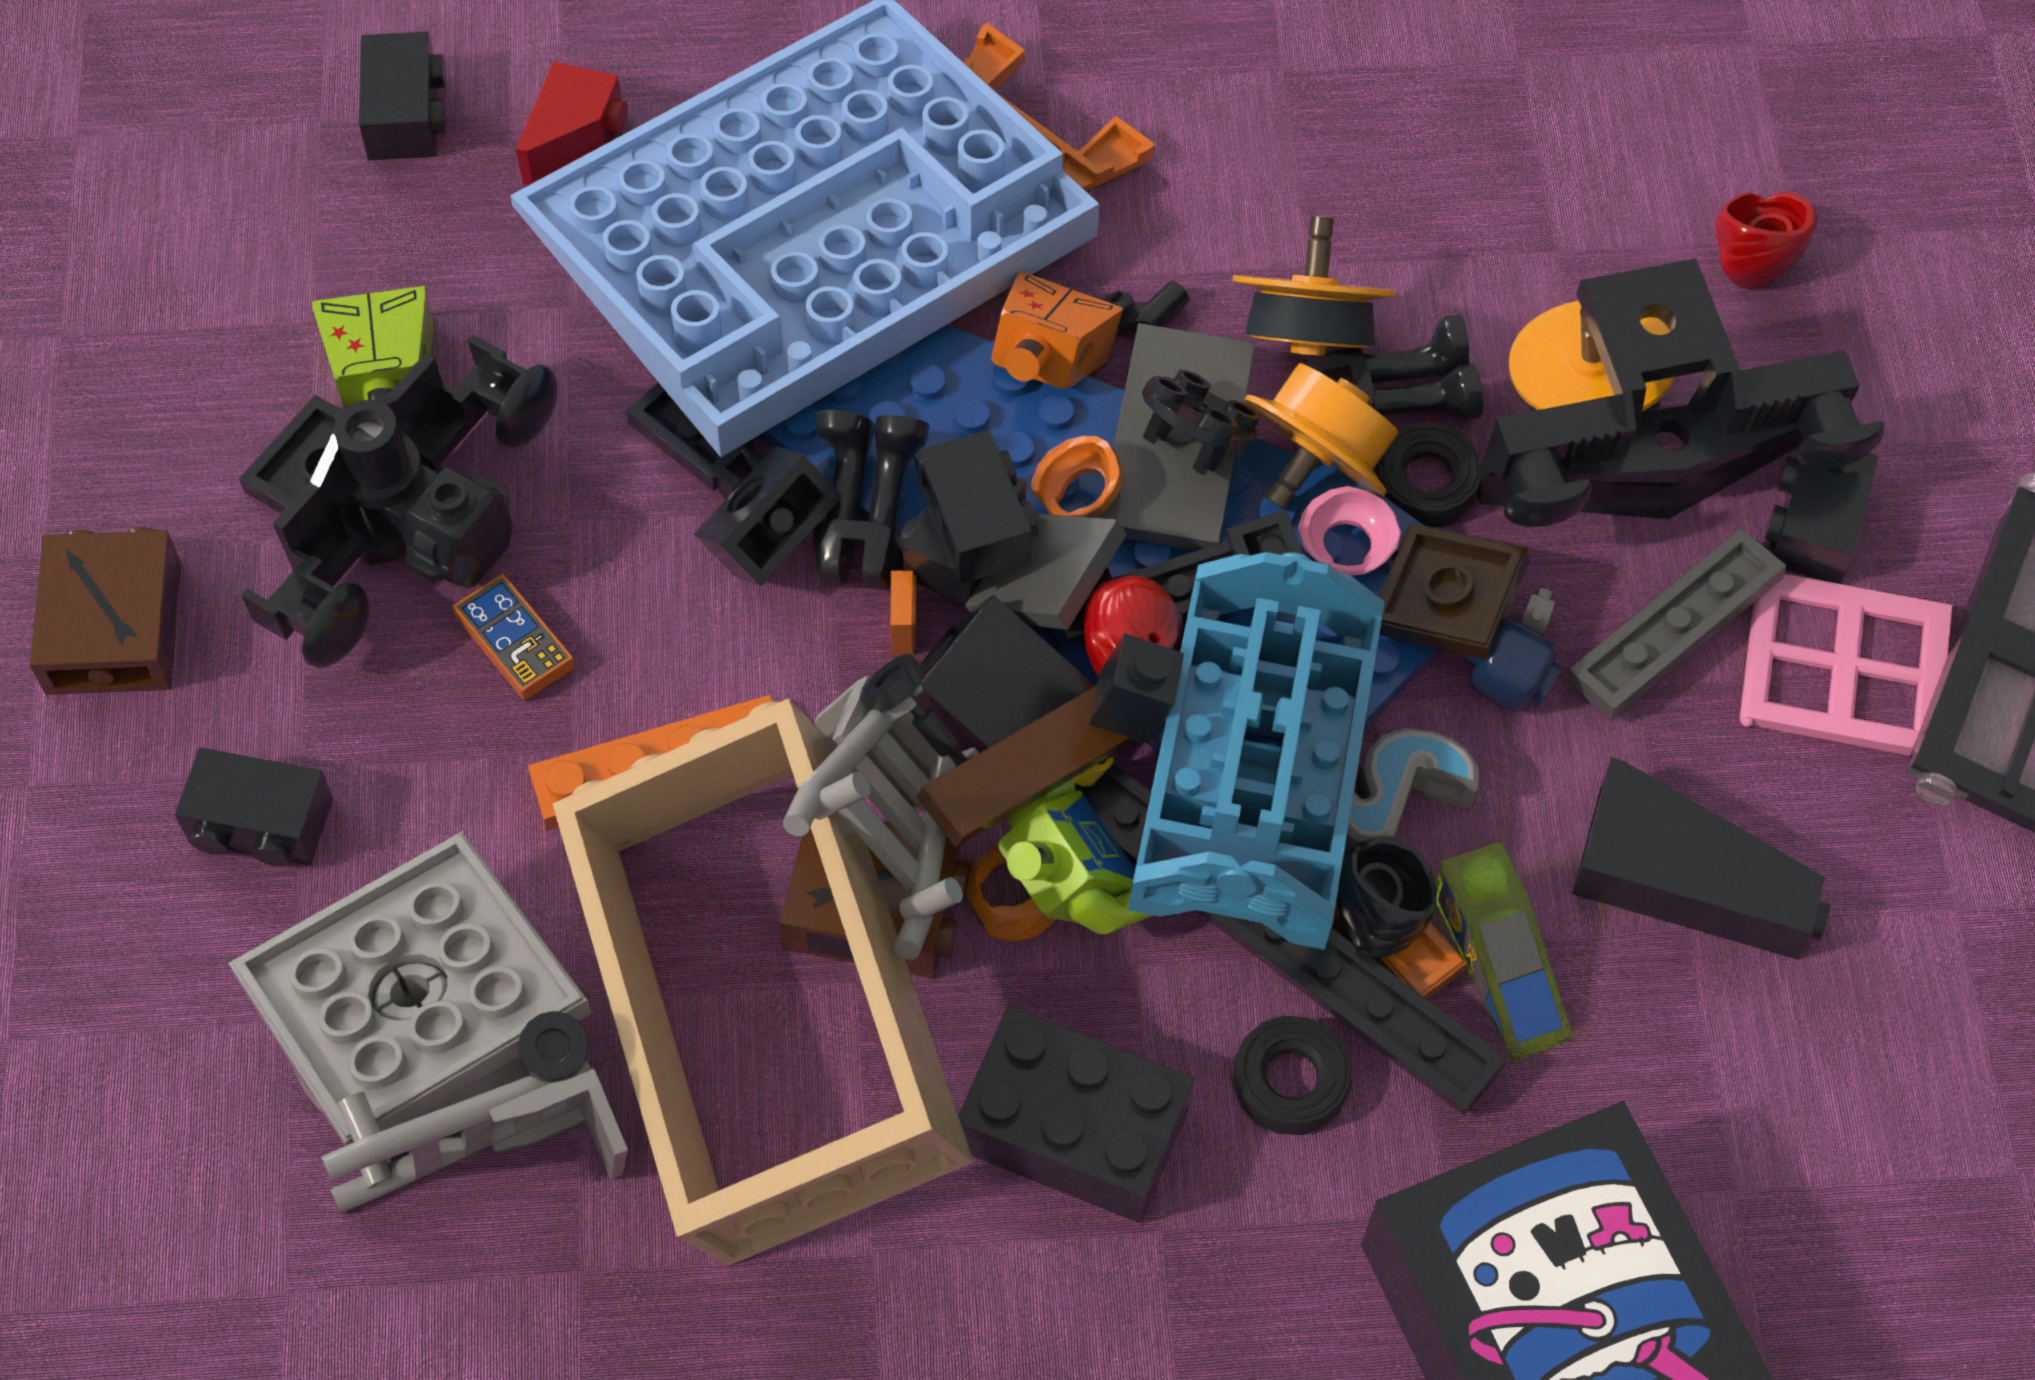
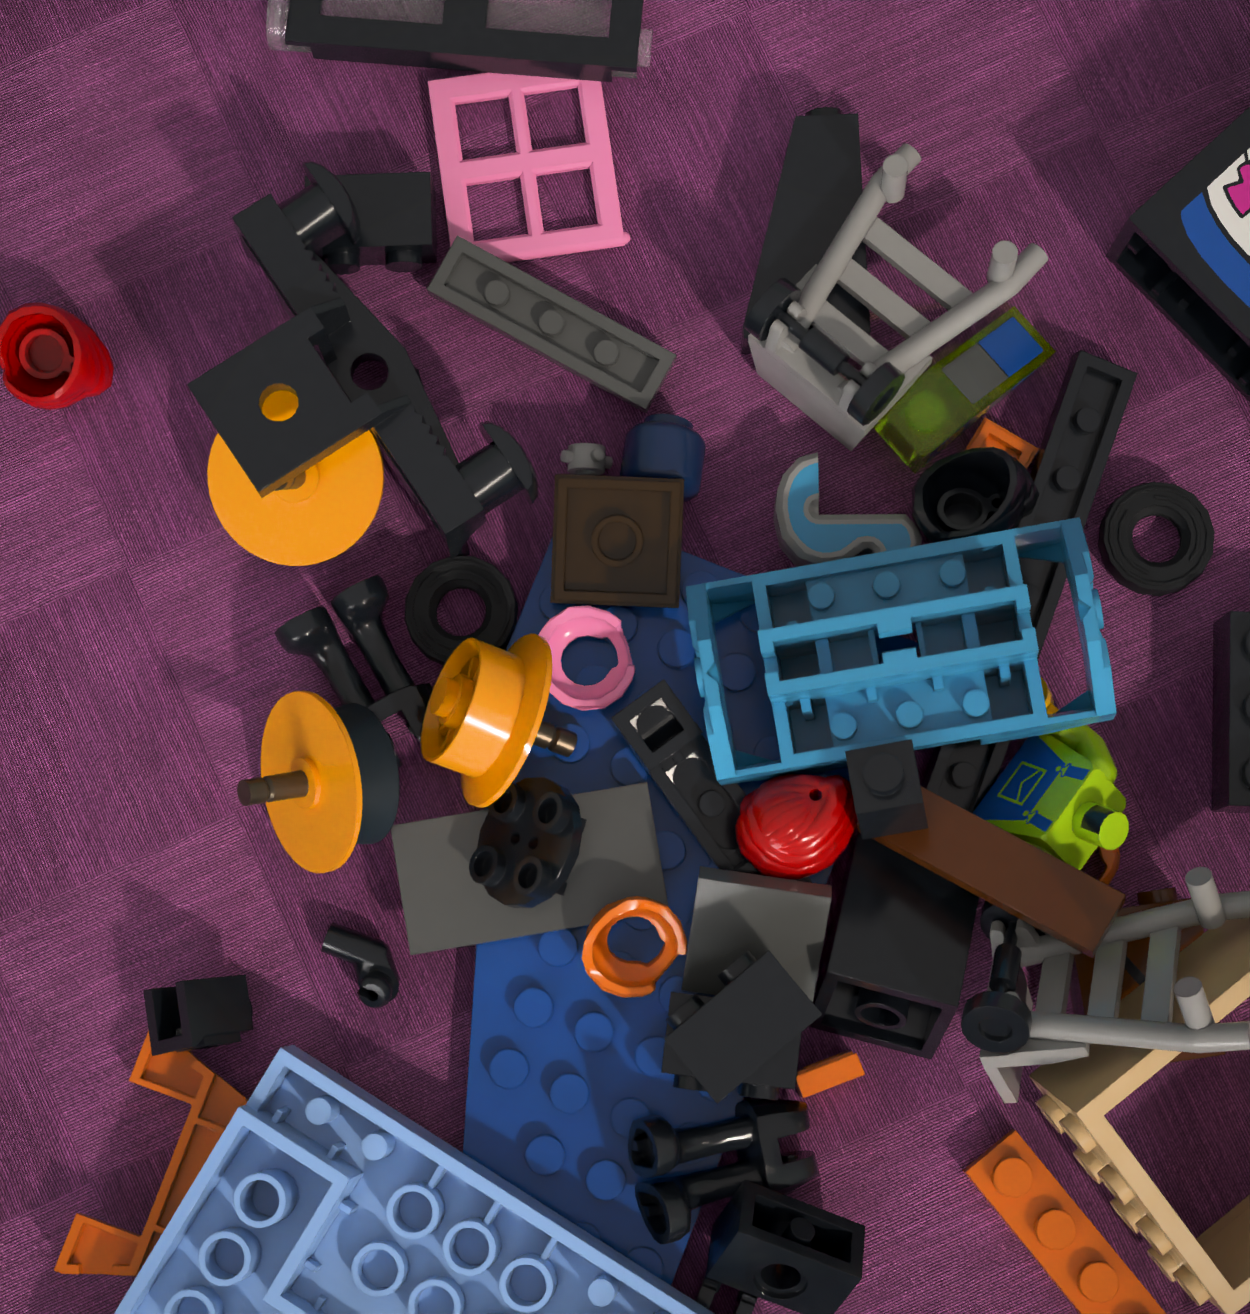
camera: 105 degrees left, 20 degrees up
(1053, 332) = (450, 1045): orange torso -> none
(1149, 173) = (198, 1014): none -> black window
(1615, 772) = (807, 362): none -> light grey hand

